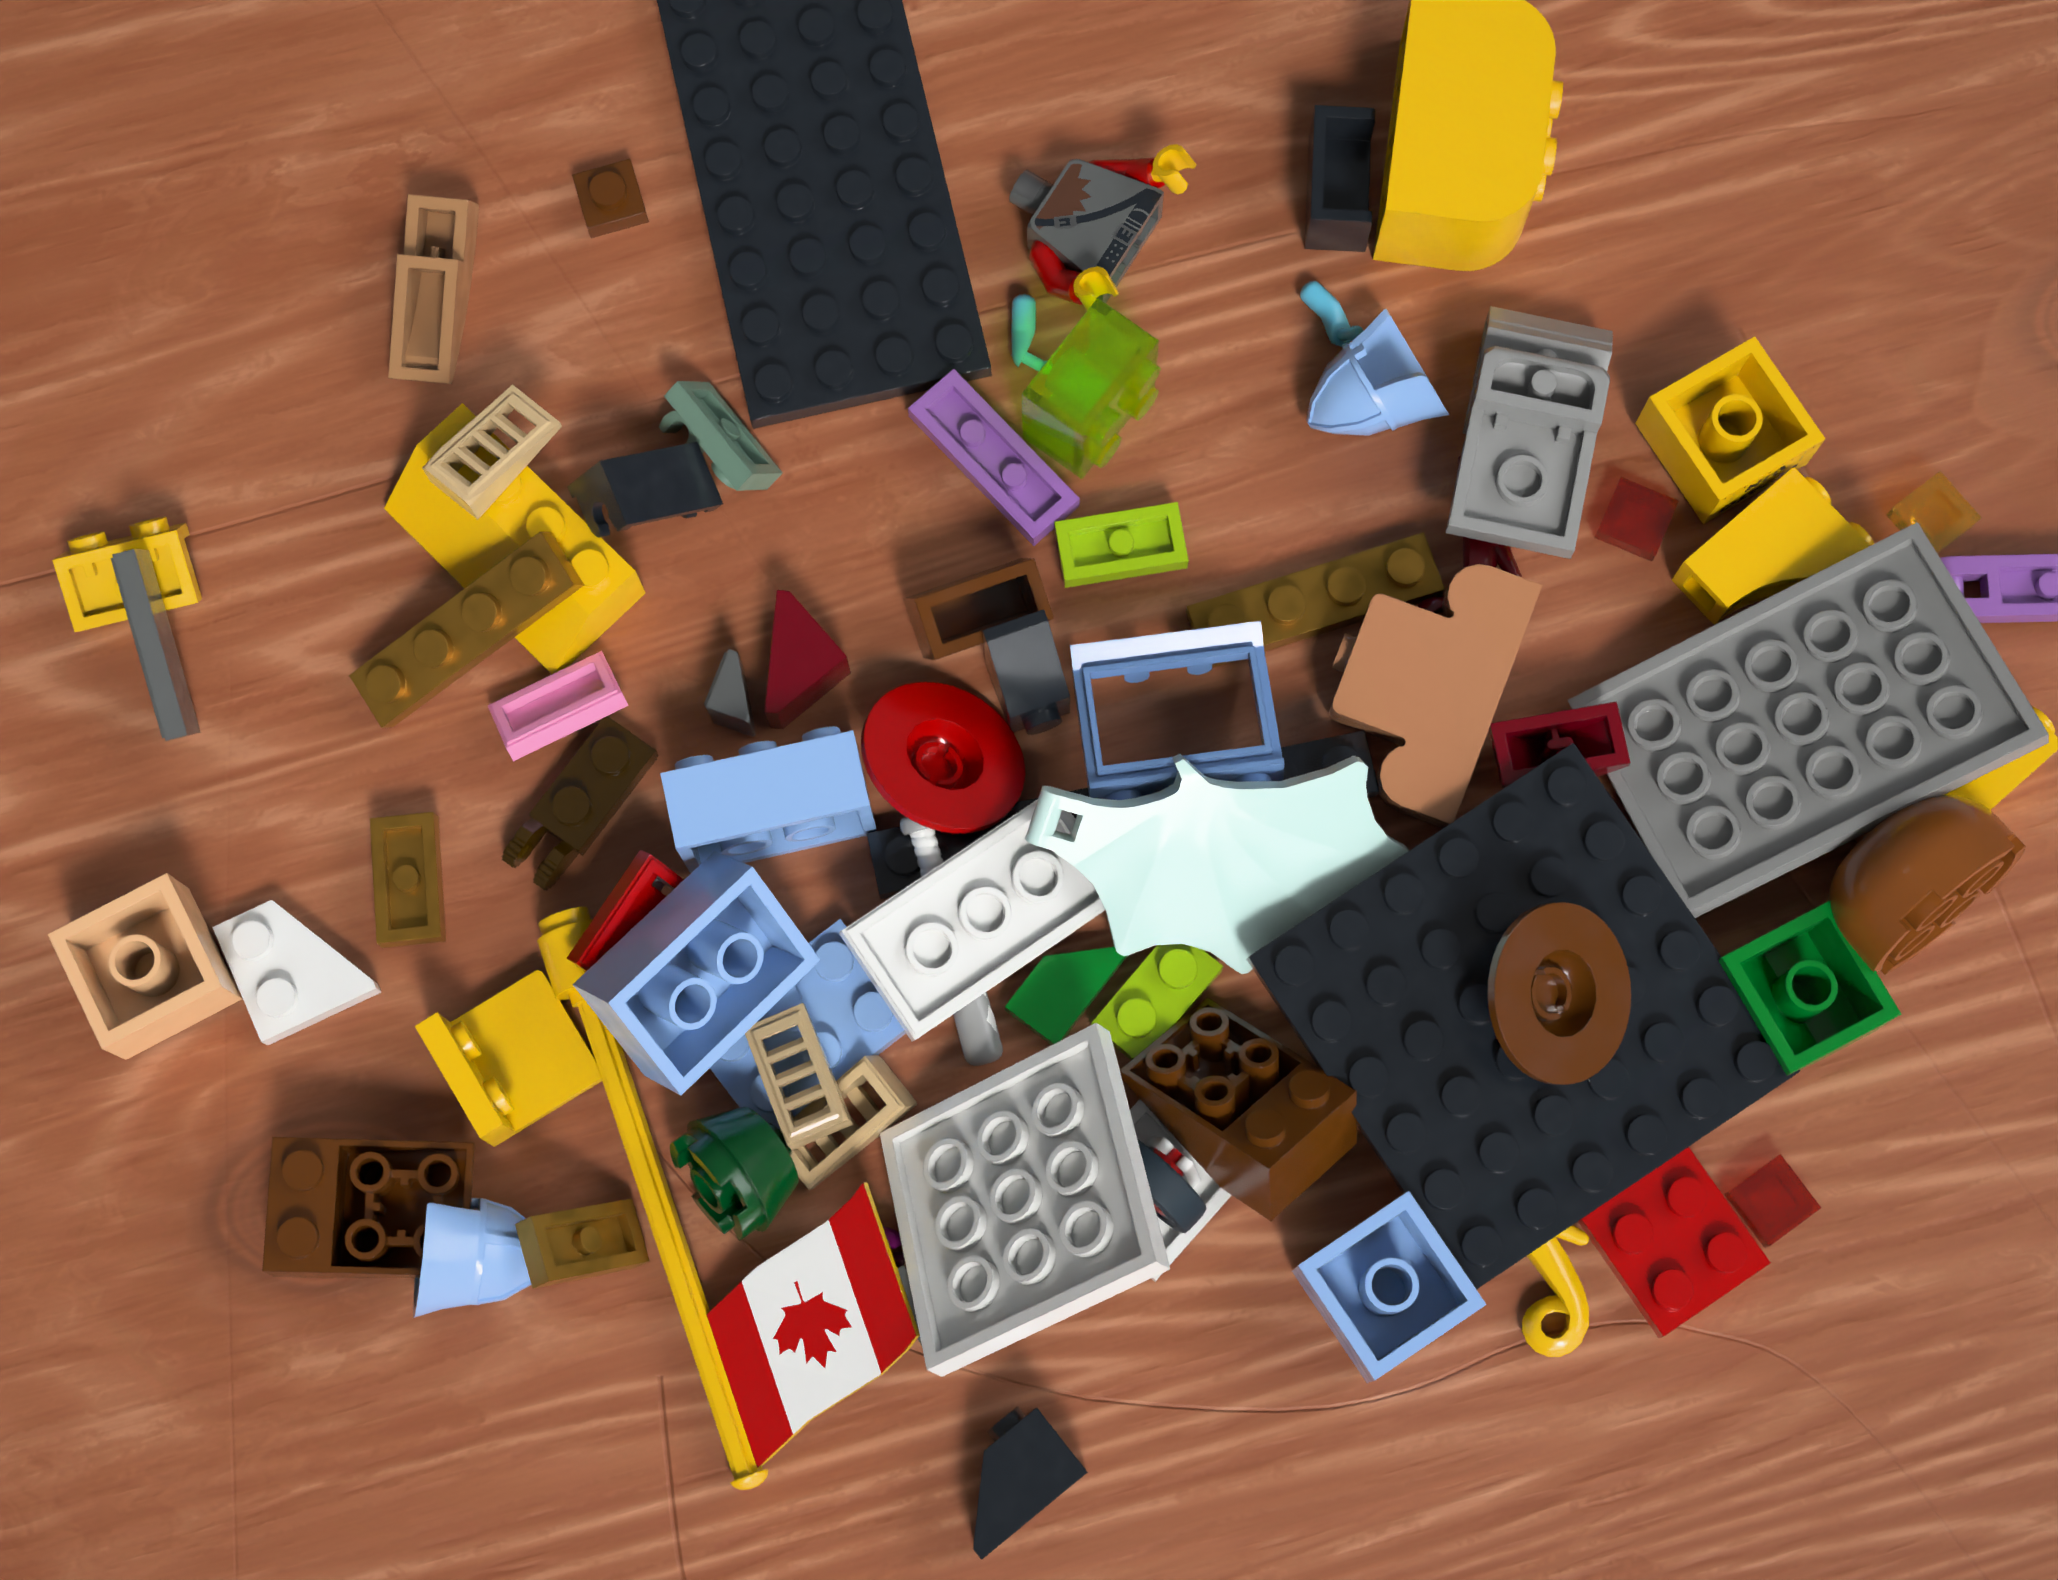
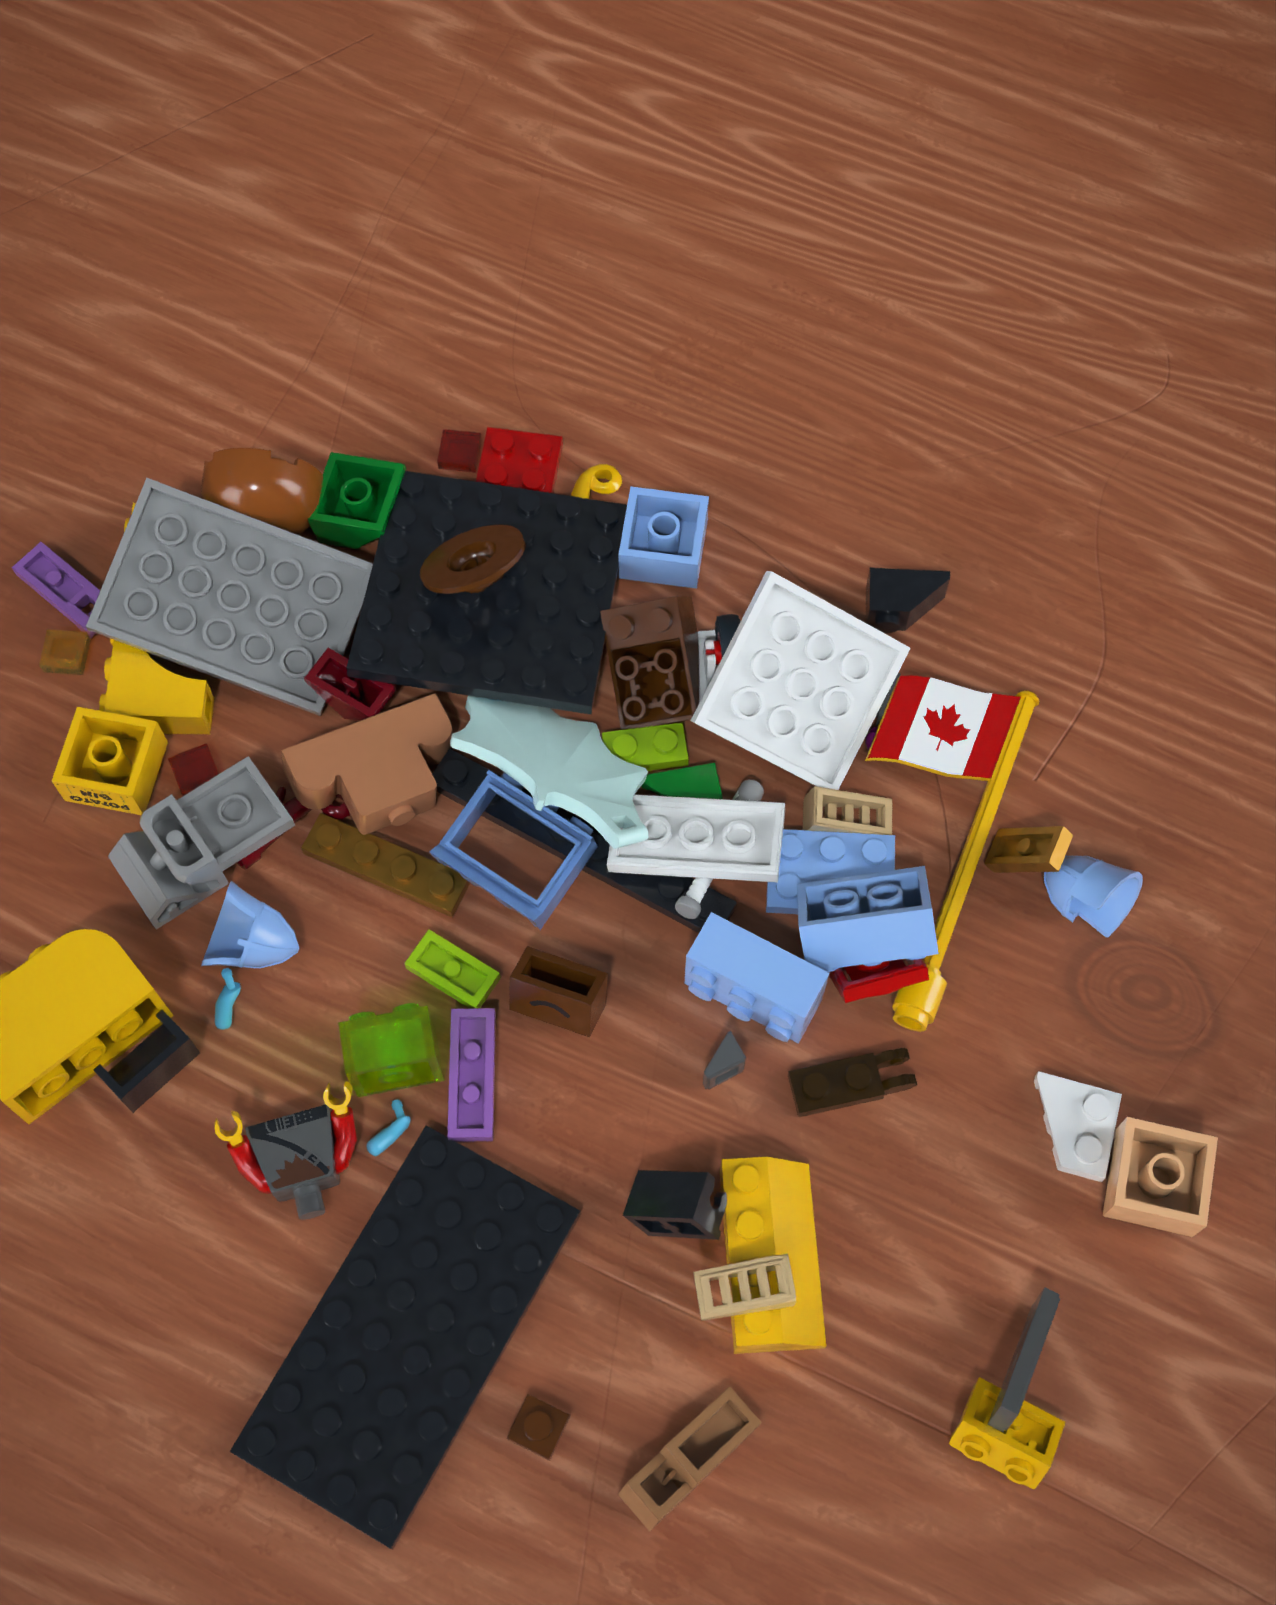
camera: 140 degrees left, 10 degrees down
(358, 1204) = (1128, 959): reddish brown slope -> none
(407, 879) = (977, 1114): pearl gold plate -> none
(466, 629) = (839, 1212): pearl gold plate -> none
(511, 1058) = (994, 976): yellow bracket -> none
(557, 705) = (821, 1140): bright pink tile -> none
(734, 451) = (603, 1223): sand green plate -> none
(738, 1169) = (921, 822): dark green cone -> none
(801, 664) = (674, 1048): dark red slope -> none
(815, 1125) = (865, 812): tan slope -> none
(942, 757) = (645, 932): red hat -> none
(1027, 673) = (566, 933): black slope -> none

